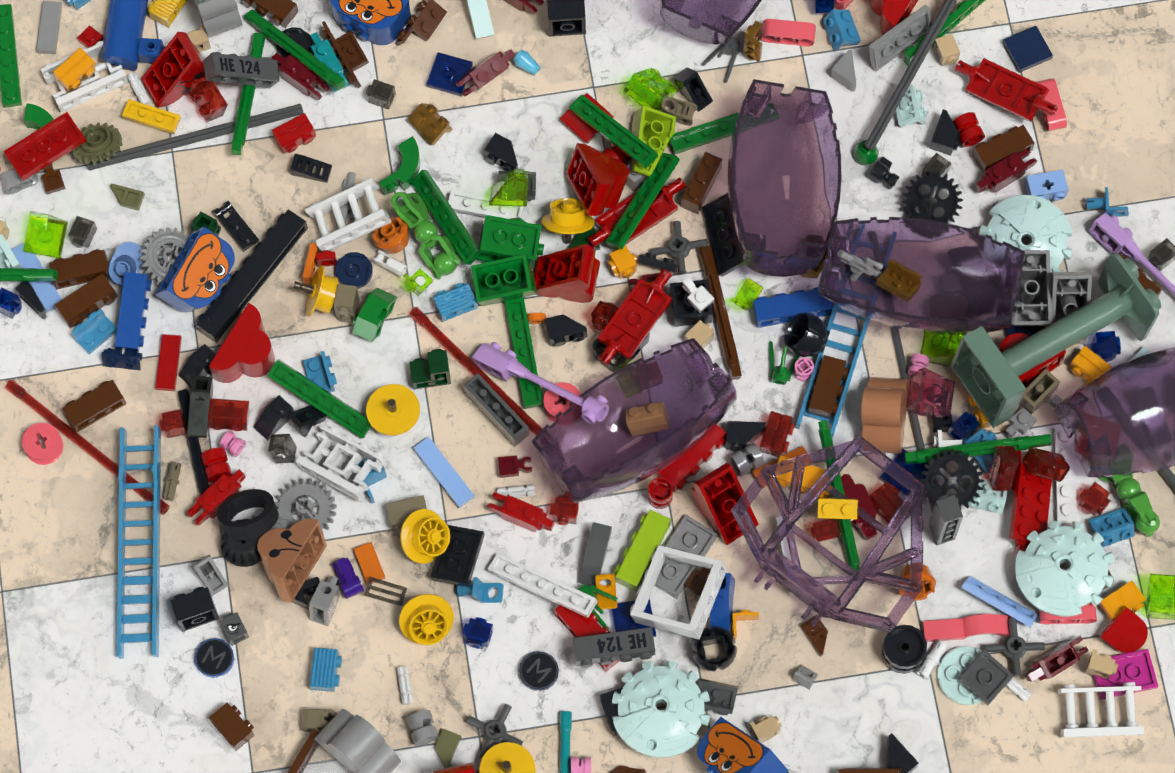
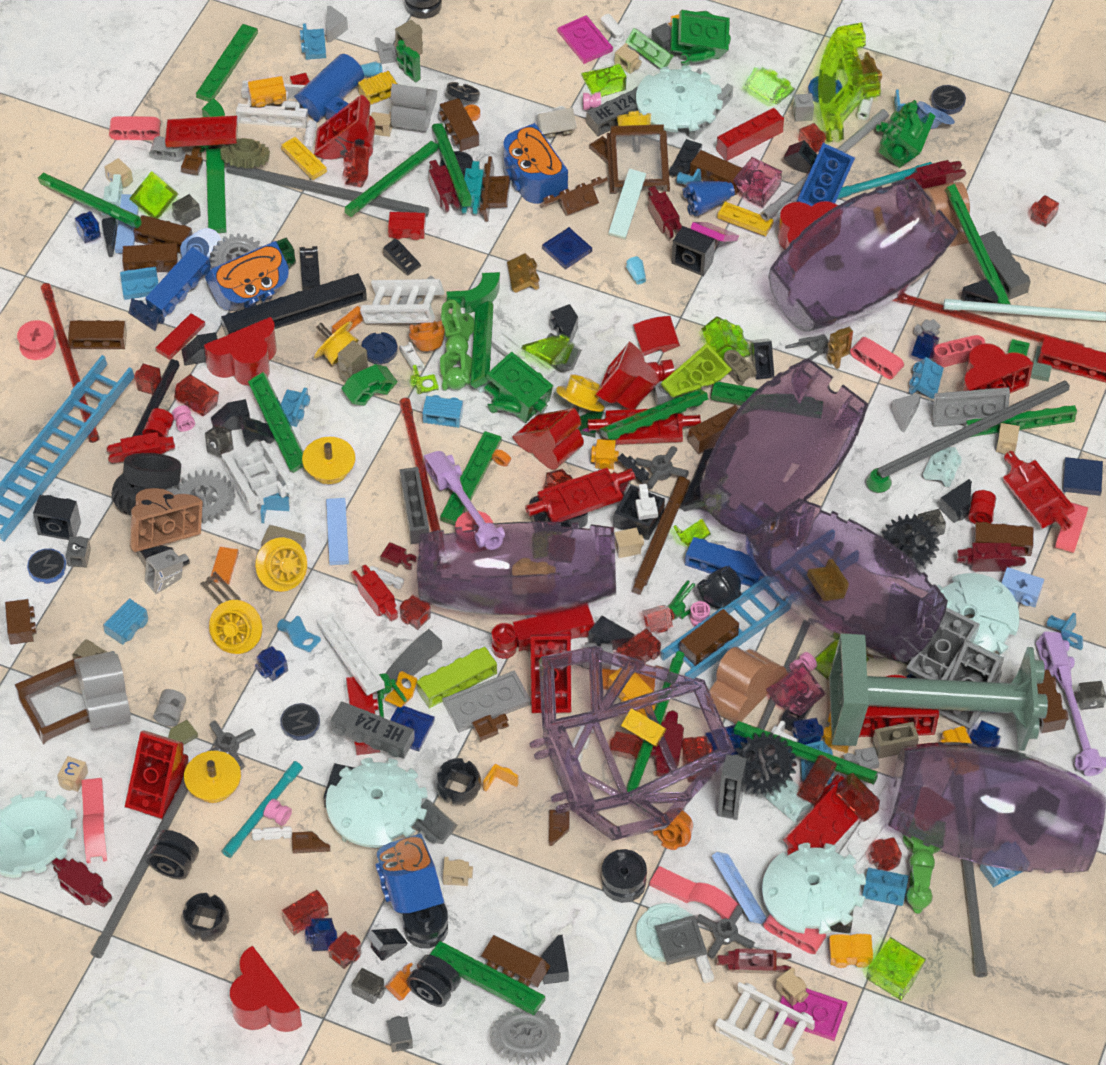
camera: 30 degrees right, 15 degrees down
(49, 27) = (274, 59): light grey tile -> none
(95, 197) = (216, 190): none -> green tile
(128, 197) = (242, 205): olive tile -> none
(171, 481) = (115, 420): dark tan axle -> none
(199, 406) = (184, 365): pearl dark grey slope -> none
(210, 575) = (90, 501): light grey slope -> none
(241, 70) = (395, 153): dark grey brick -> none
(326, 258) = (362, 326): red plate -> none
(349, 581) = (197, 568): dark purple piece -> none
(381, 94) = (499, 233): clear smoke brick -> none
(405, 687) = (182, 670): white axle -> none
(431, 371) = (384, 449): dark green brick -> none
(460, 557) = (299, 597): black plate -> none
(486, 71) = (596, 257): dark red hinge -> none
(503, 280) = (492, 412): green slope -> none
(564, 329) = (517, 478): black slope -> none
(613, 131) = (666, 348): green plate -> none
(704, 604) = (469, 737): white window -> none
(722, 608) = (495, 748): blue slope -> none
(773, 394) = (658, 618): none -> clear red brick
(805, 677) = (522, 852): light grey slope -> none
(860, 266) = (800, 549): light grey piece -> none
(881, 173) = (881, 502): black piece -> none
(932, 659) = (644, 901): white pin -> none
(1126, 631) = (835, 974): red tile -> none

